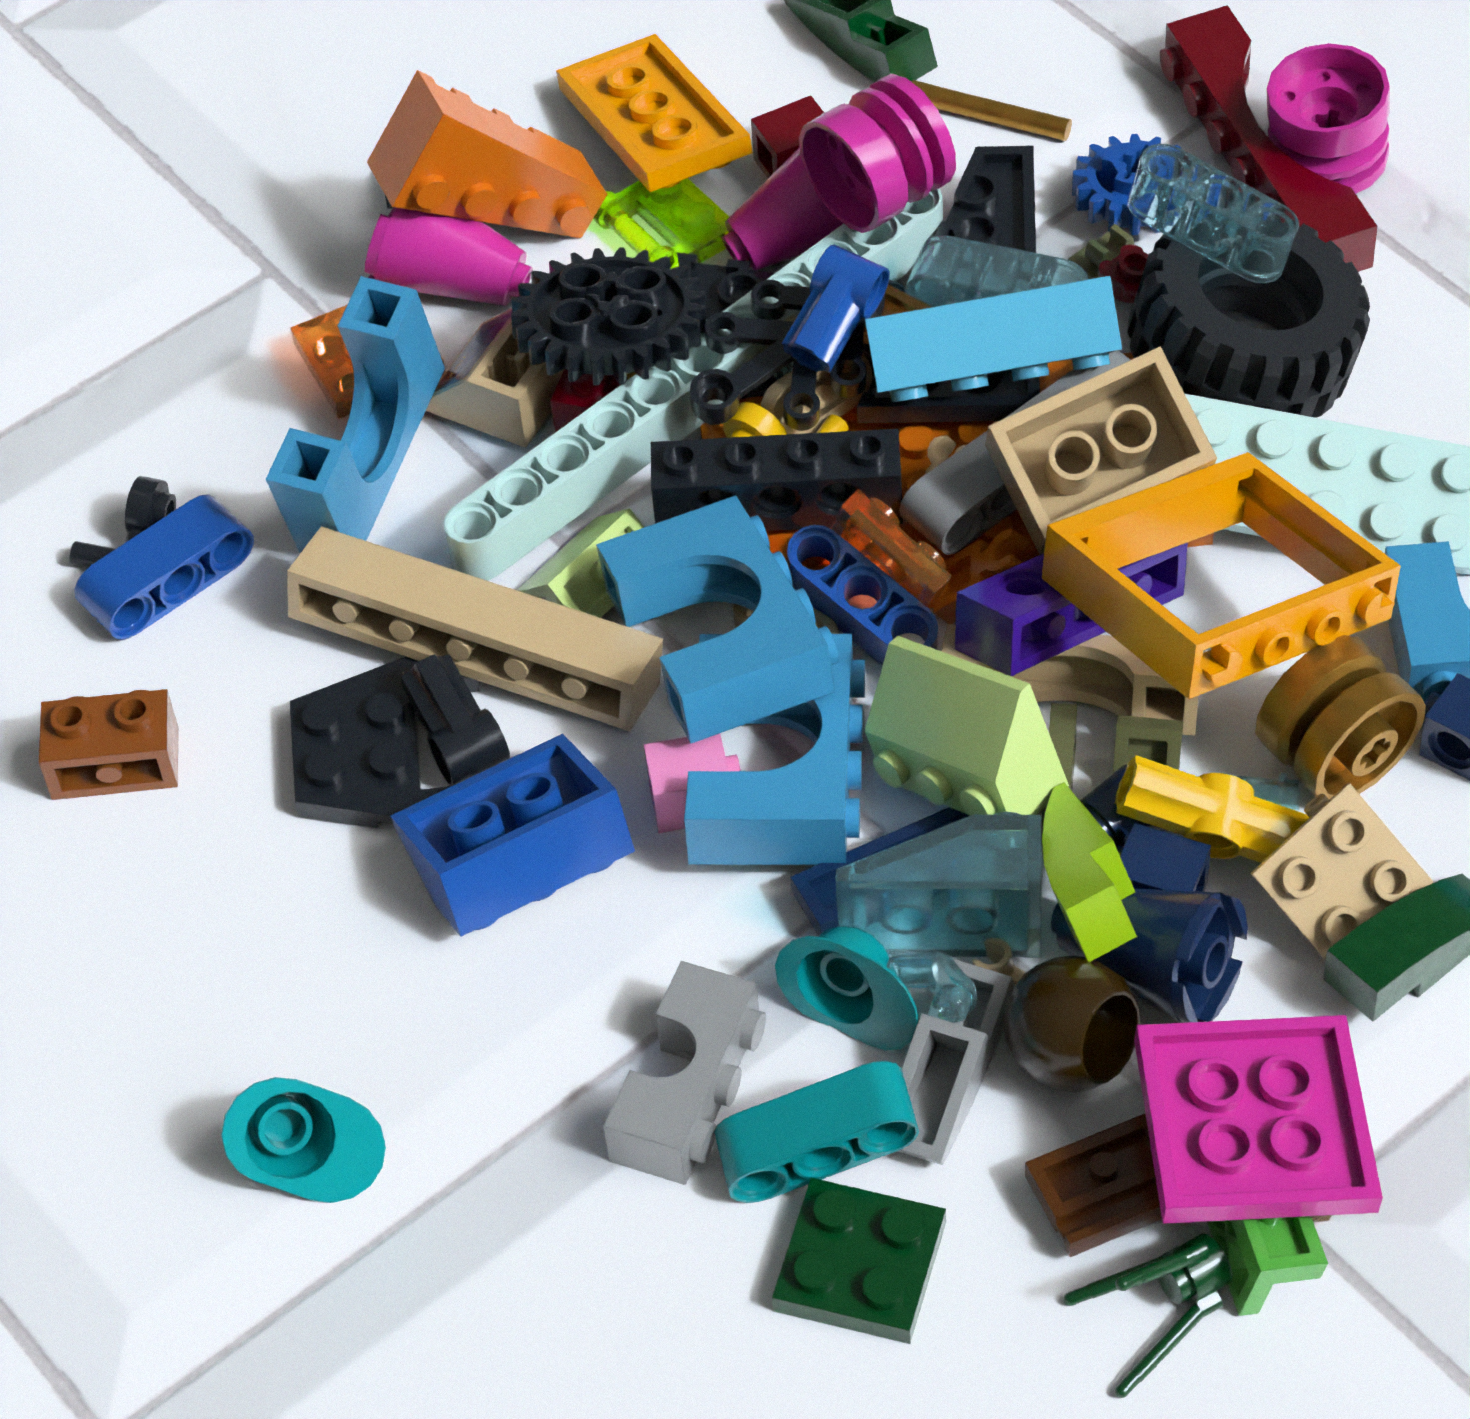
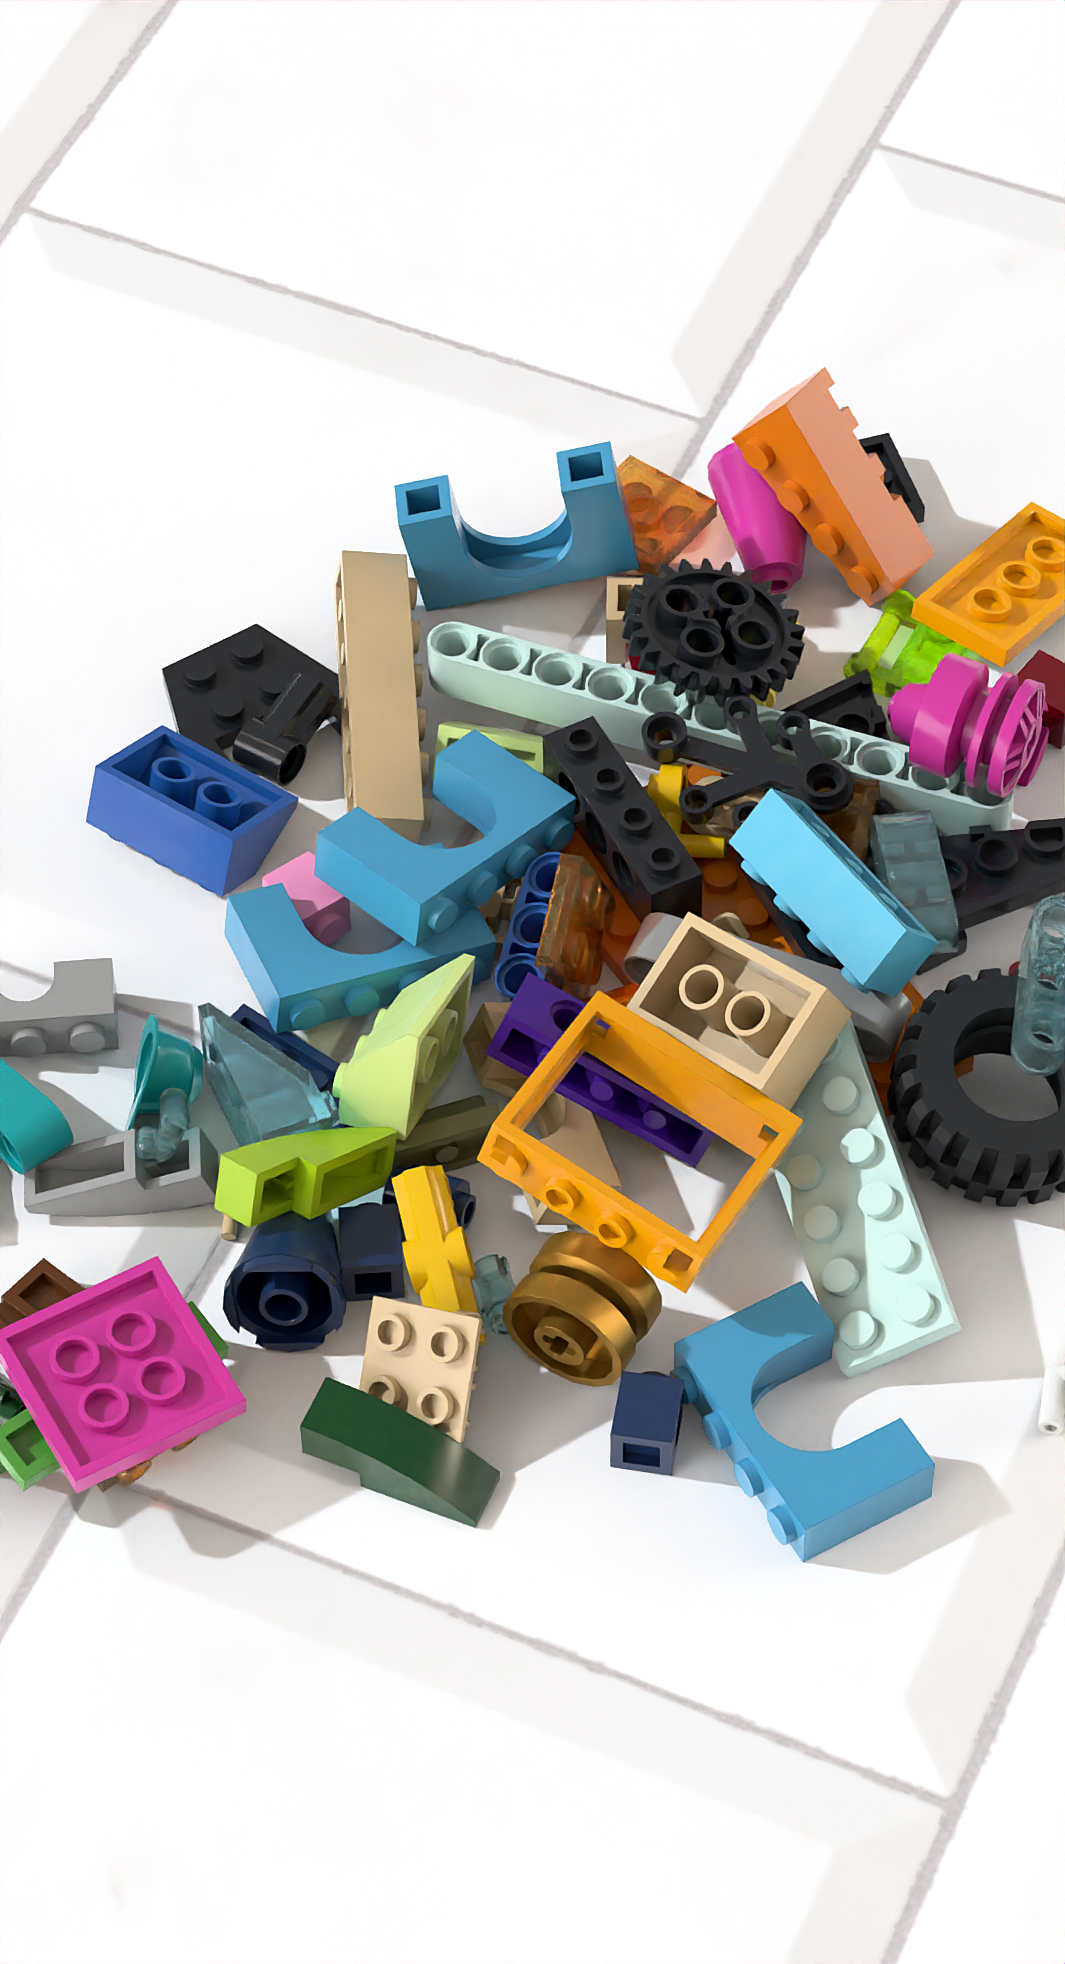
camera: 60 degrees right, 0 degrees up
(109, 744) = (157, 534): dark orange brick -> none
(145, 505) = (391, 454): black plate -> none
(164, 566) = (338, 488): blue beam -> none
(841, 293) = (799, 765): blue piece -> none
(1071, 1023) = (180, 1225): dark brown helmet -> none
(1148, 738) = (499, 1205): olive tile -> none

